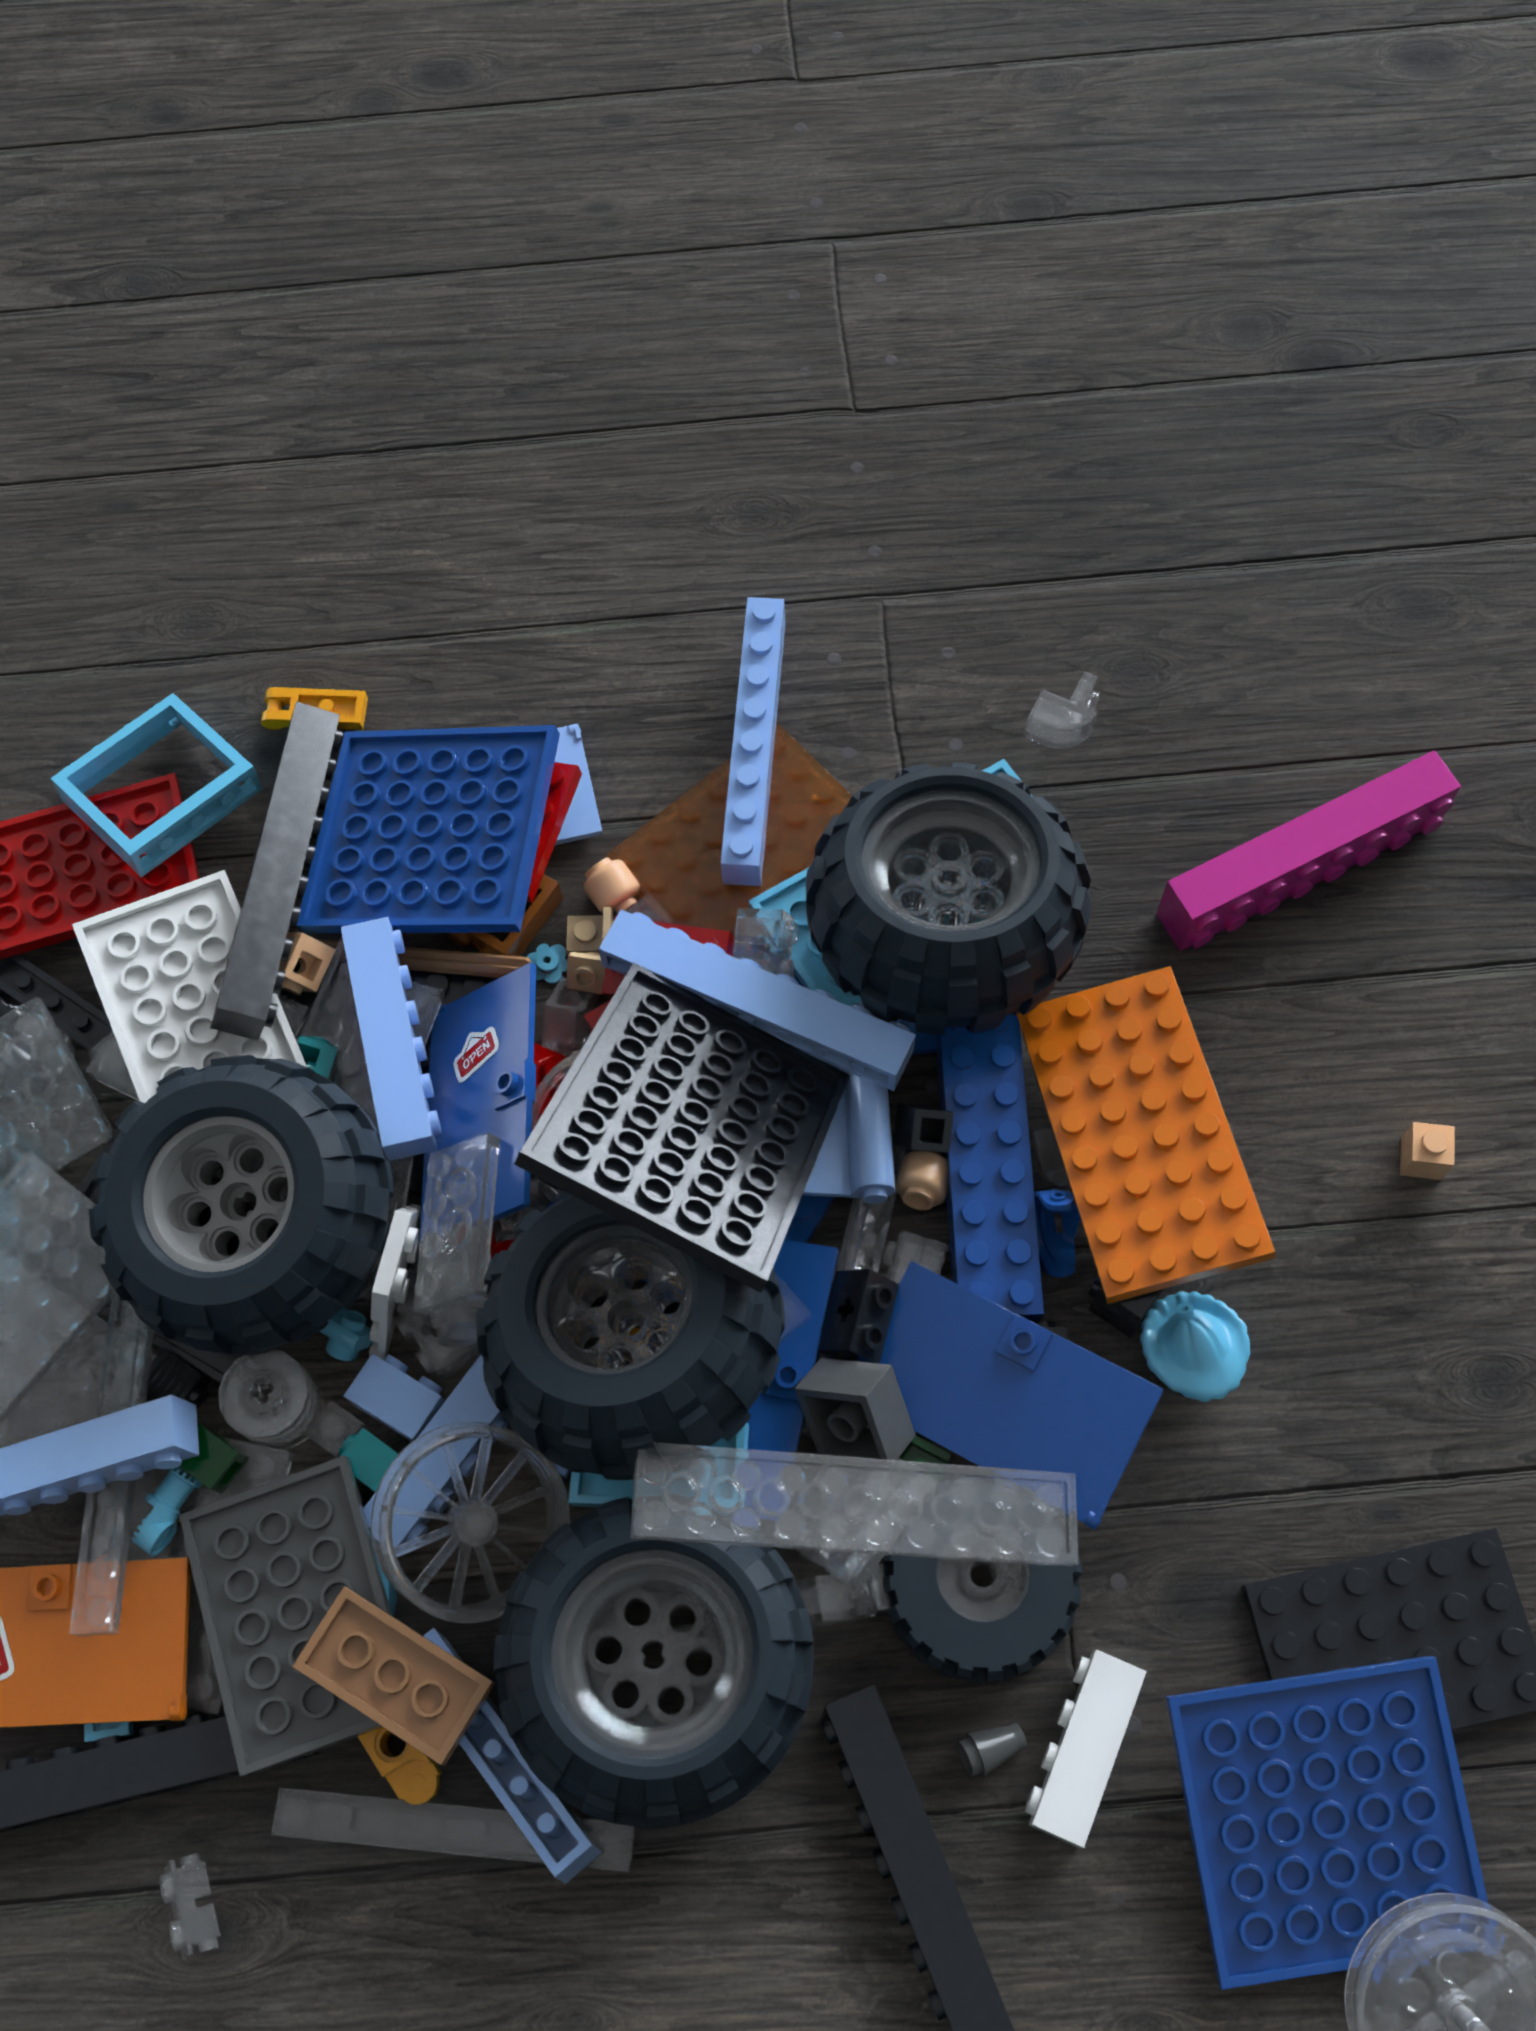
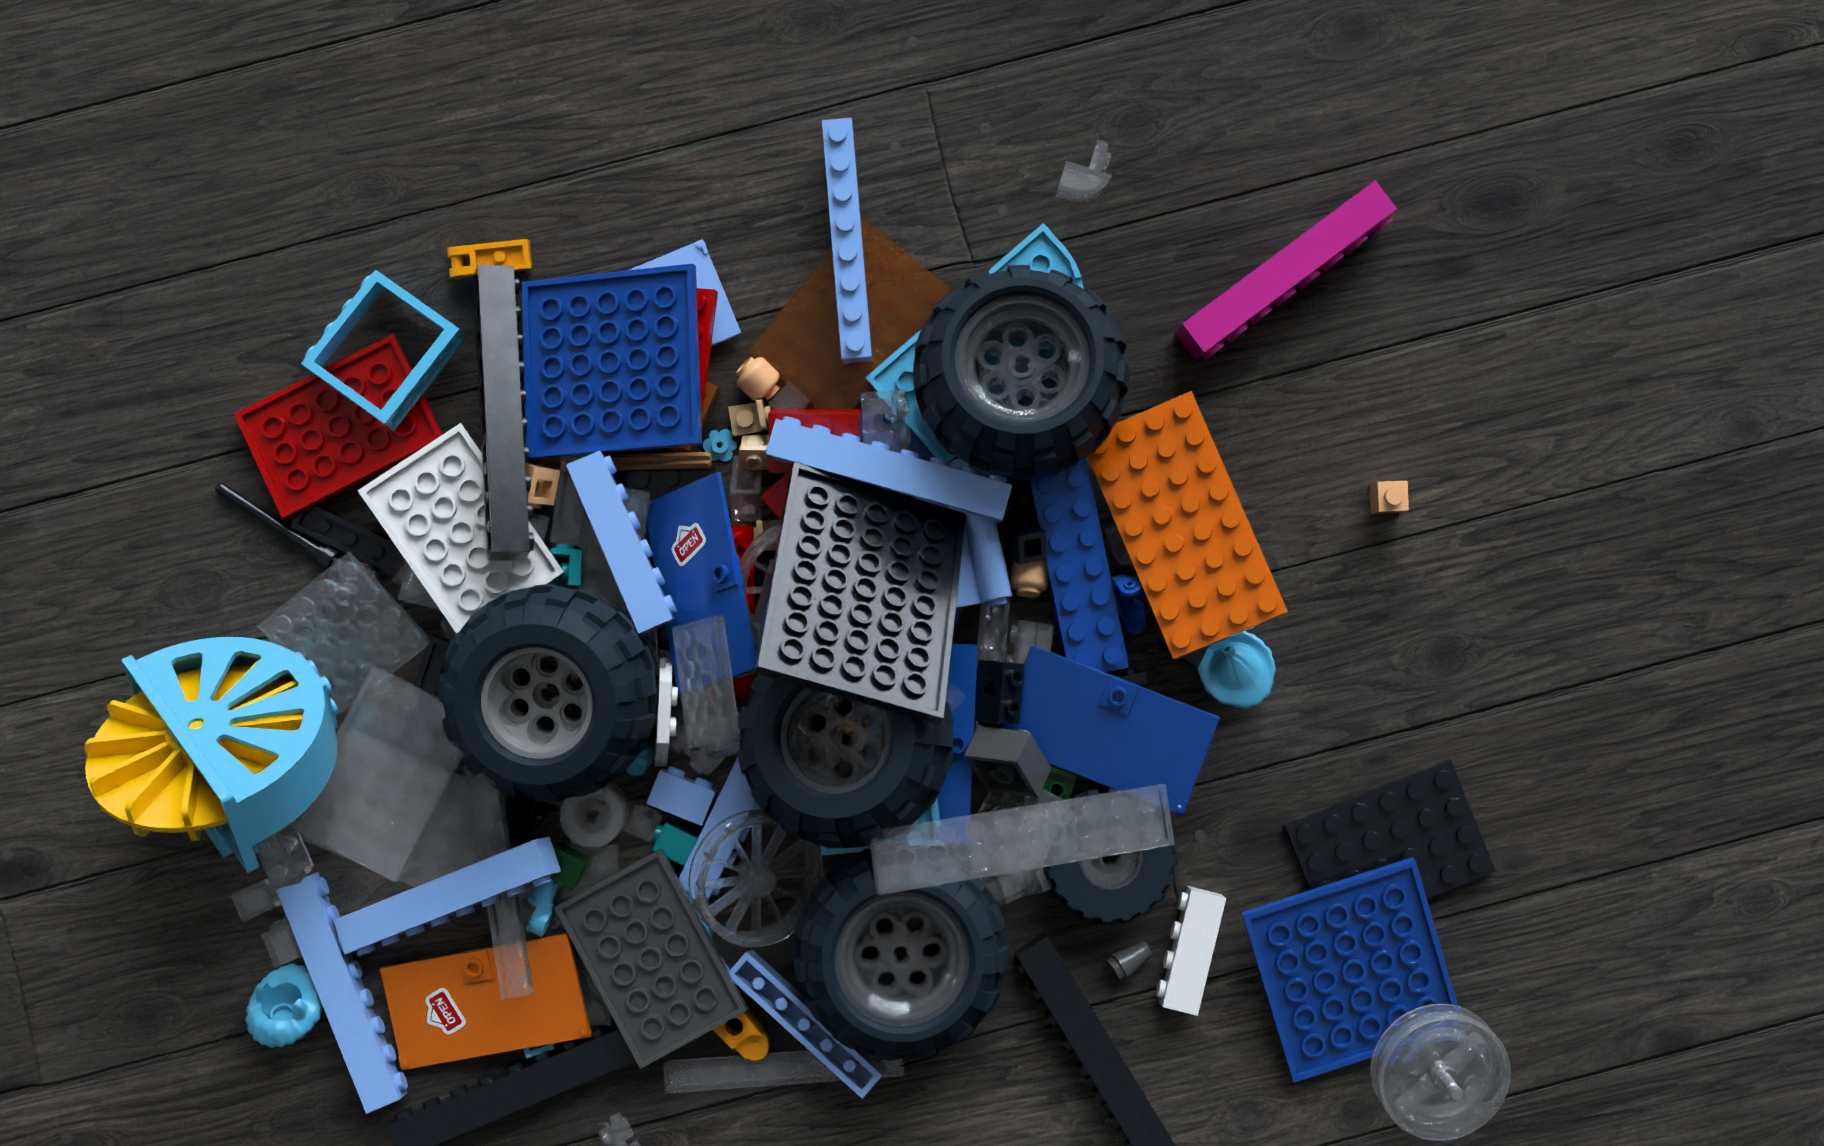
camera: 15 degrees left, 20 degrees up
(394, 1675) = (729, 991): medium nougat plate -> none

